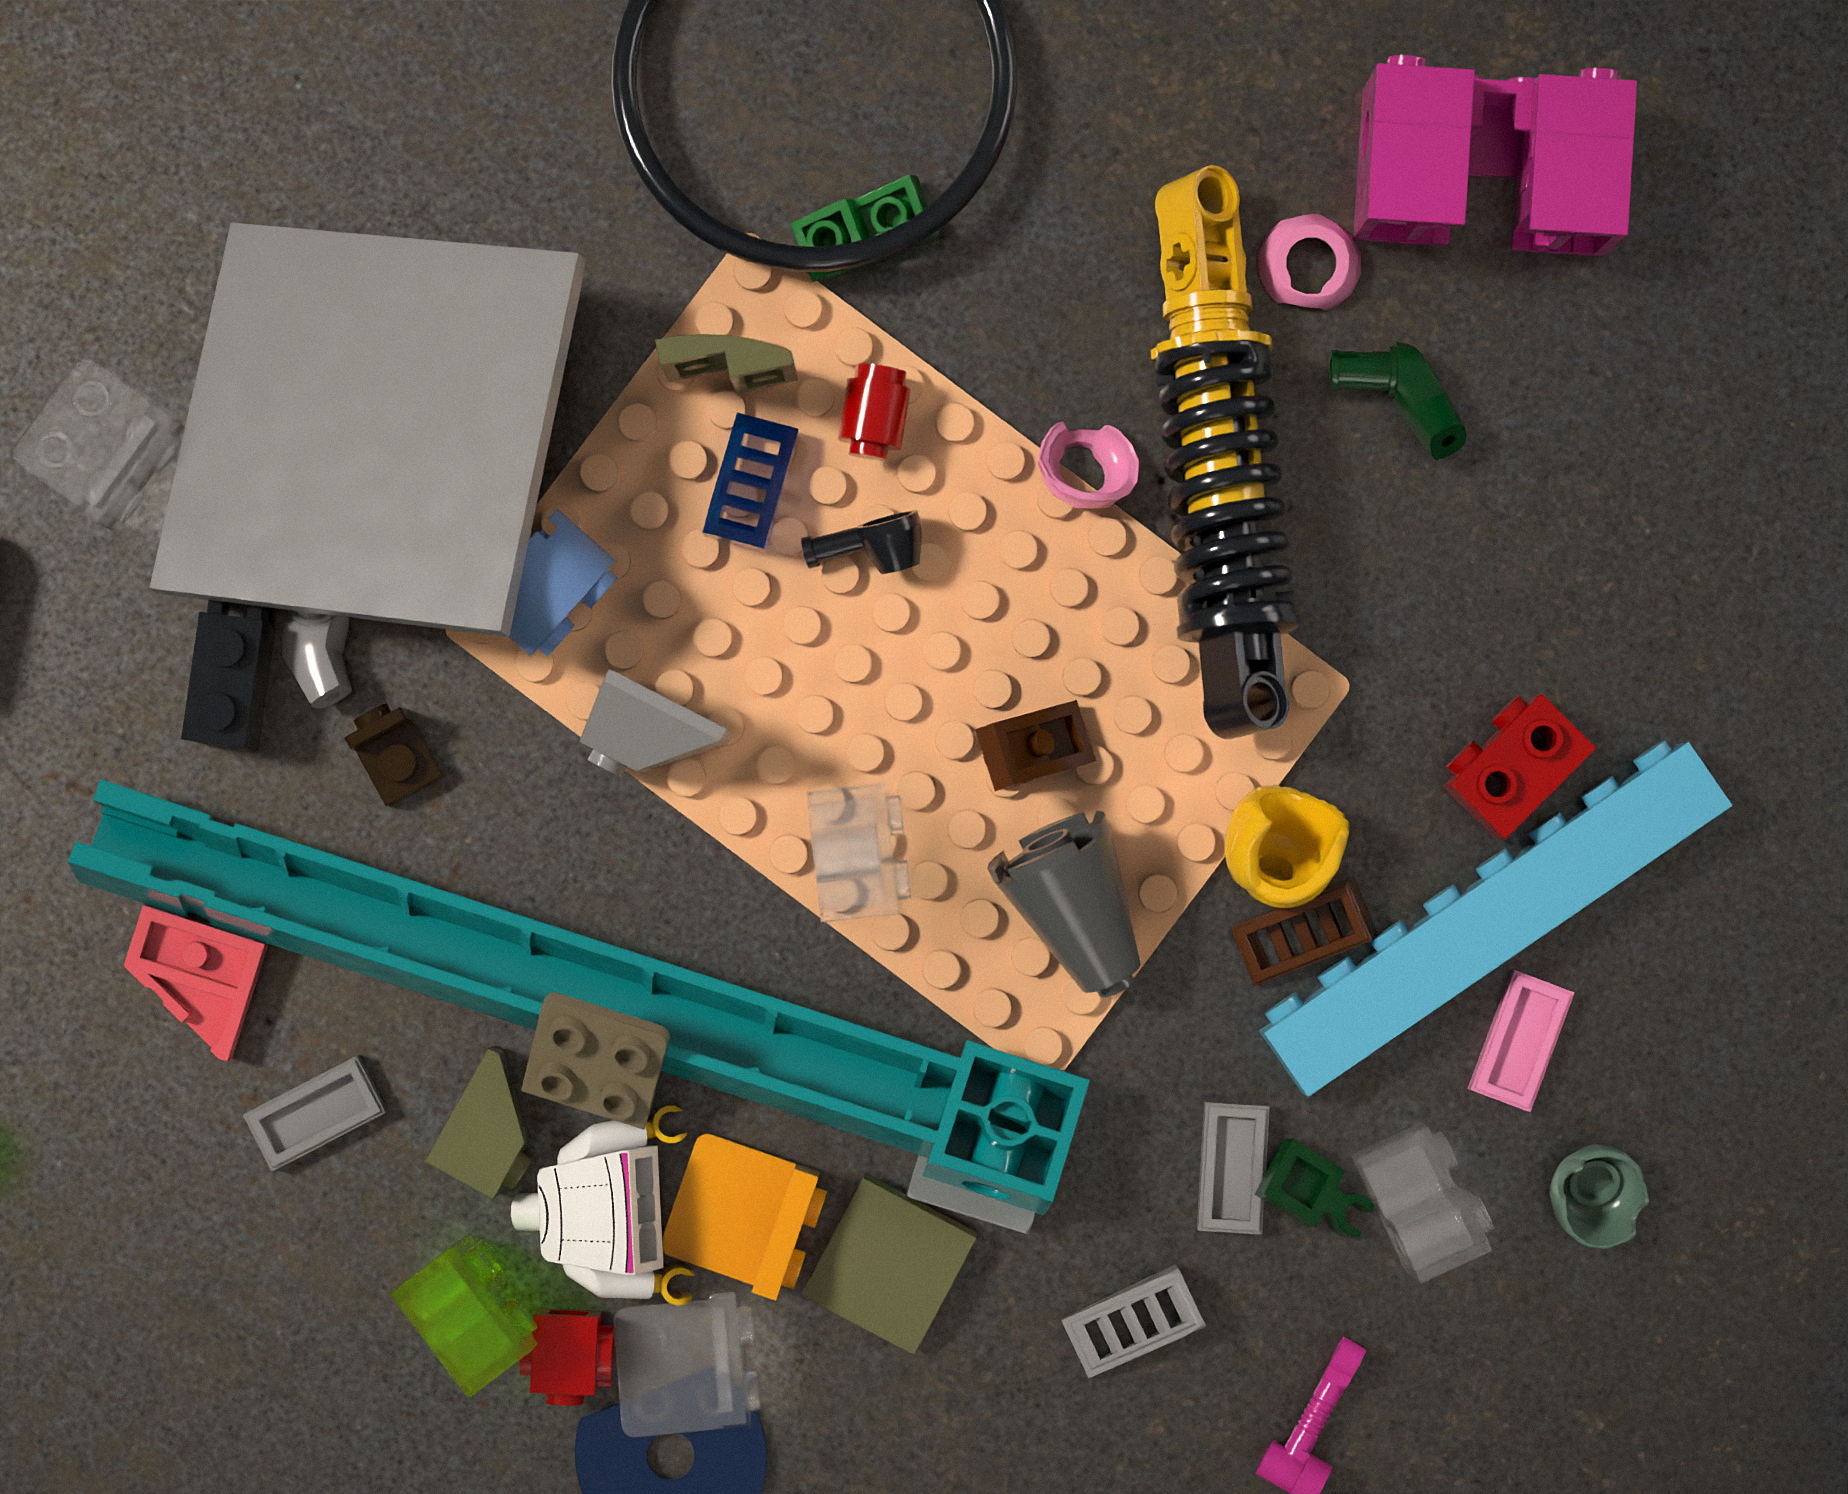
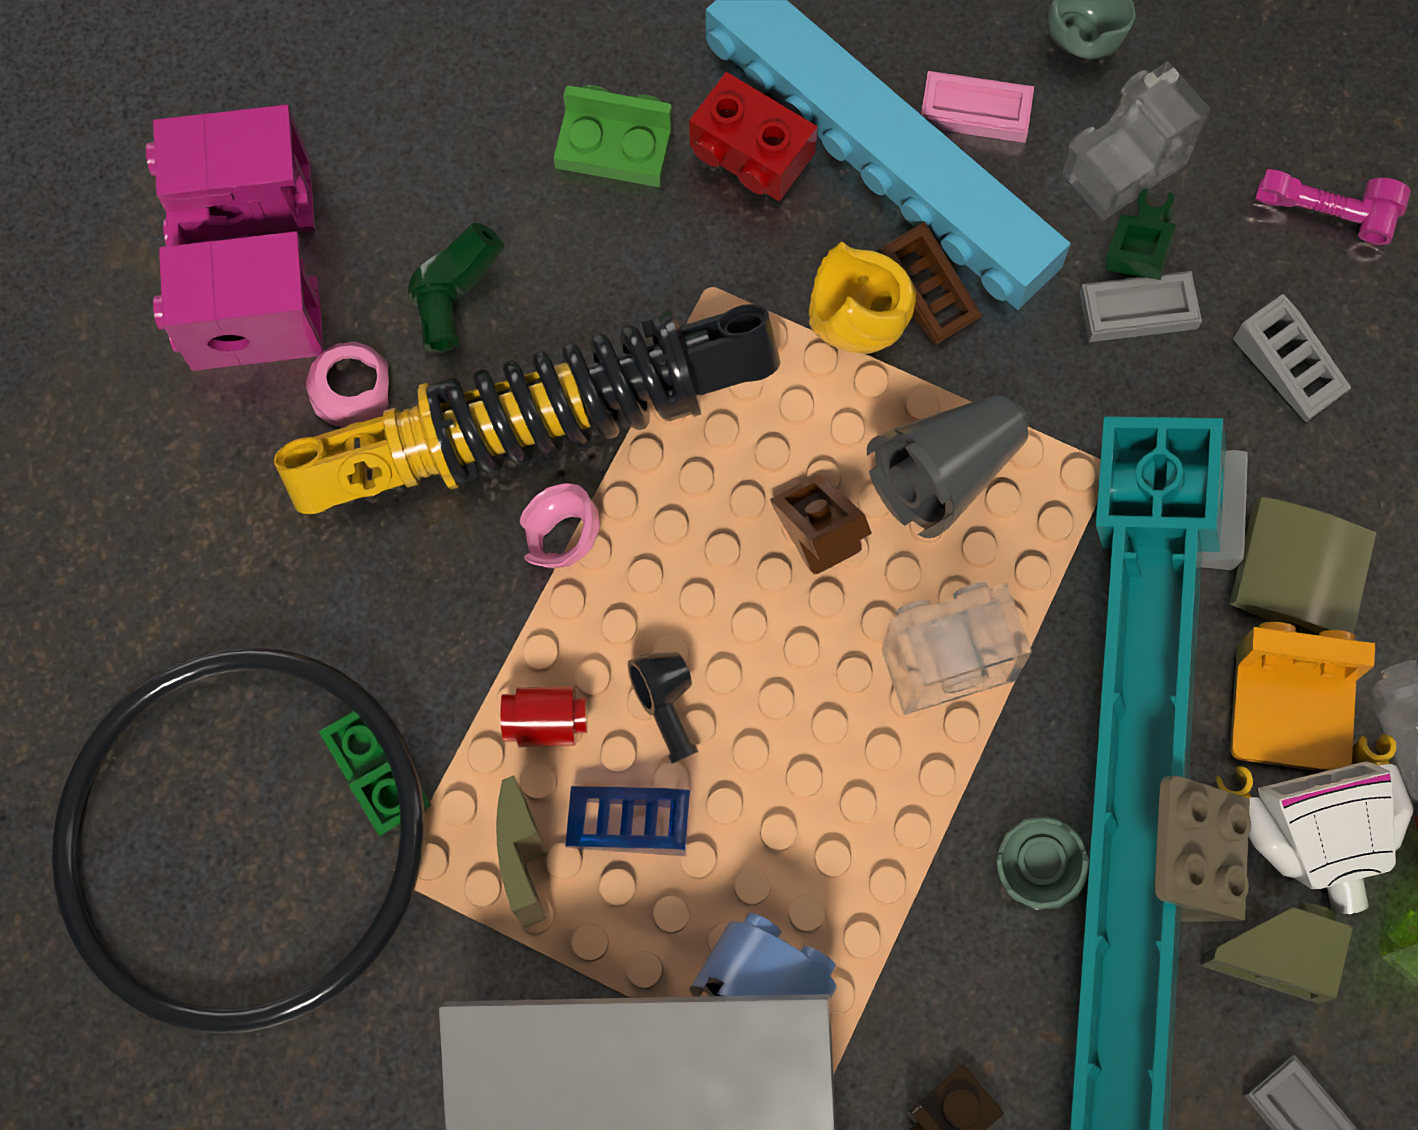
camera: 100 degrees left, 15 degrees down
(622, 900) = (1042, 863): none -> sand green hair
(644, 728) = (881, 864): light grey slope -> none
(1557, 610) = (614, 135): none -> bright green bracket

